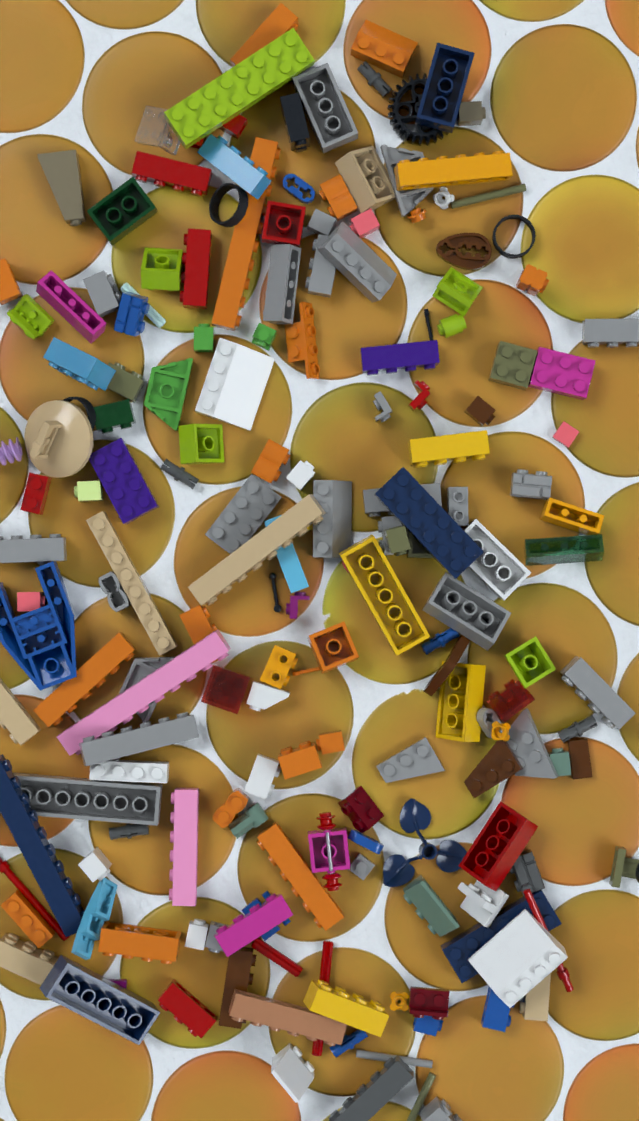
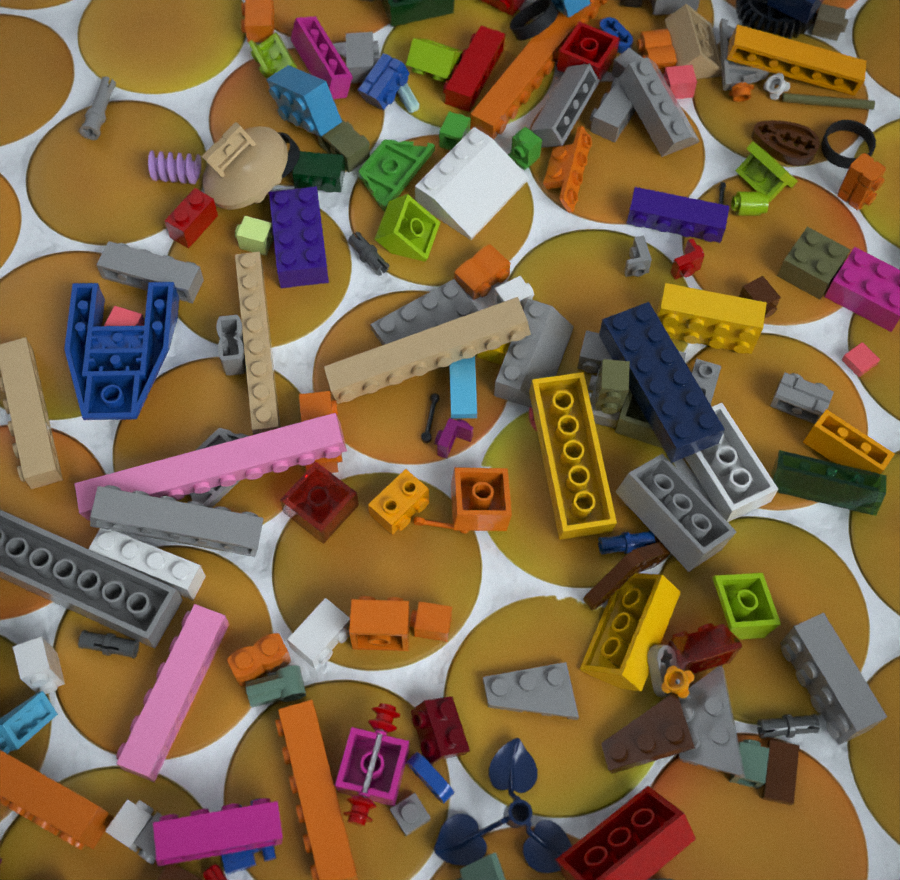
camera: 20 degrees right, 25 degrees down
(88, 676) = (145, 435): orange brick -> none
(264, 696) = (368, 532): white slope -> none

